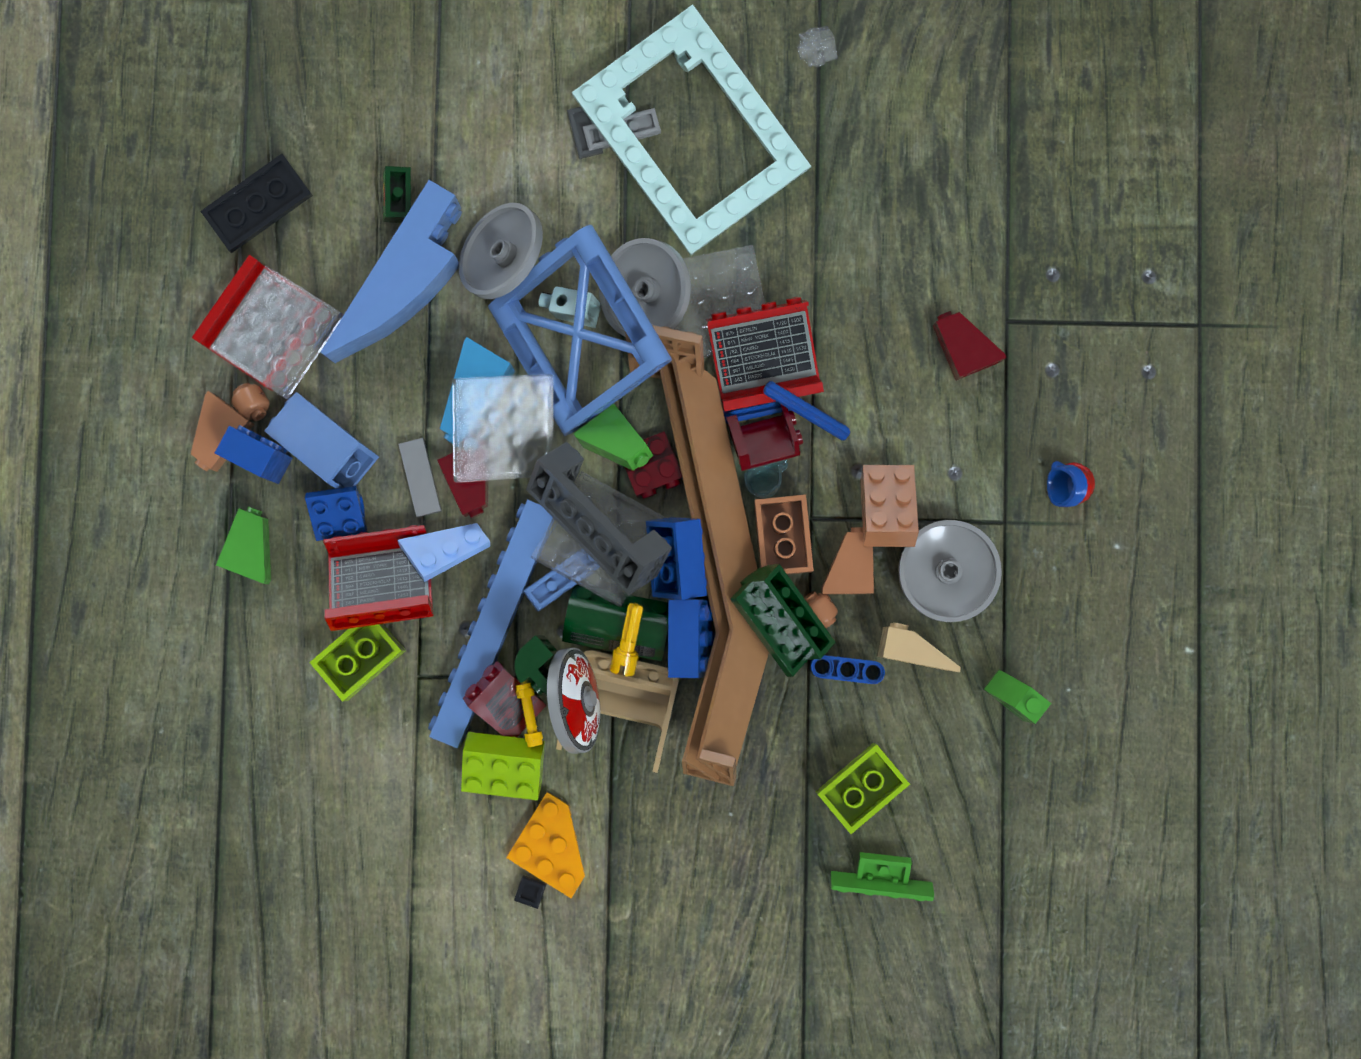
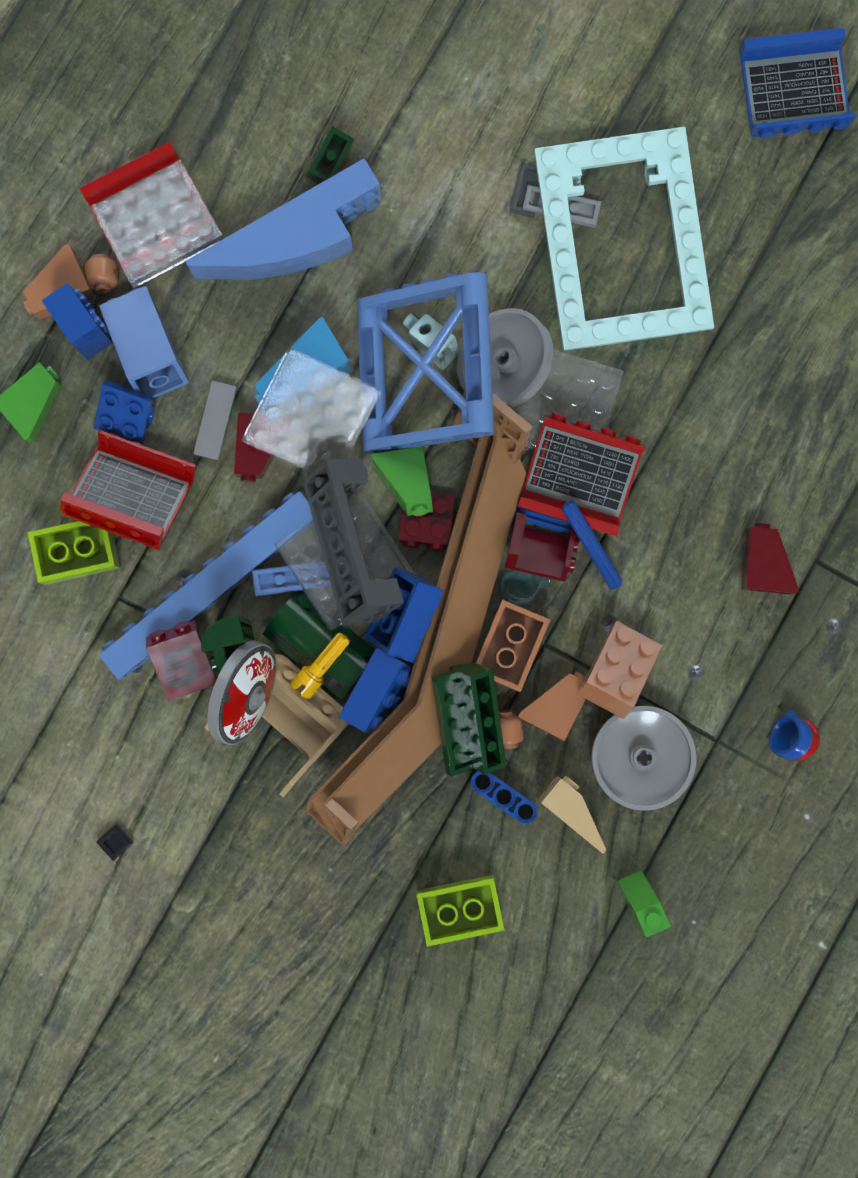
camera: 25 degrees right, 0 degrees up
(256, 203) = (201, 100): black plate -> none
(443, 549) = (201, 495): light blue wing -> none
(500, 251) = (394, 256): light grey dish -> none
(502, 766) = (149, 716): lime brick -> none
(533, 736) = (190, 705): yellow bar -> none
(550, 846) = (154, 812): light orange plate -> none
(817, 46) = (777, 223): clear brick -> none
(882, 876) = (436, 1000): bright green bracket -> none

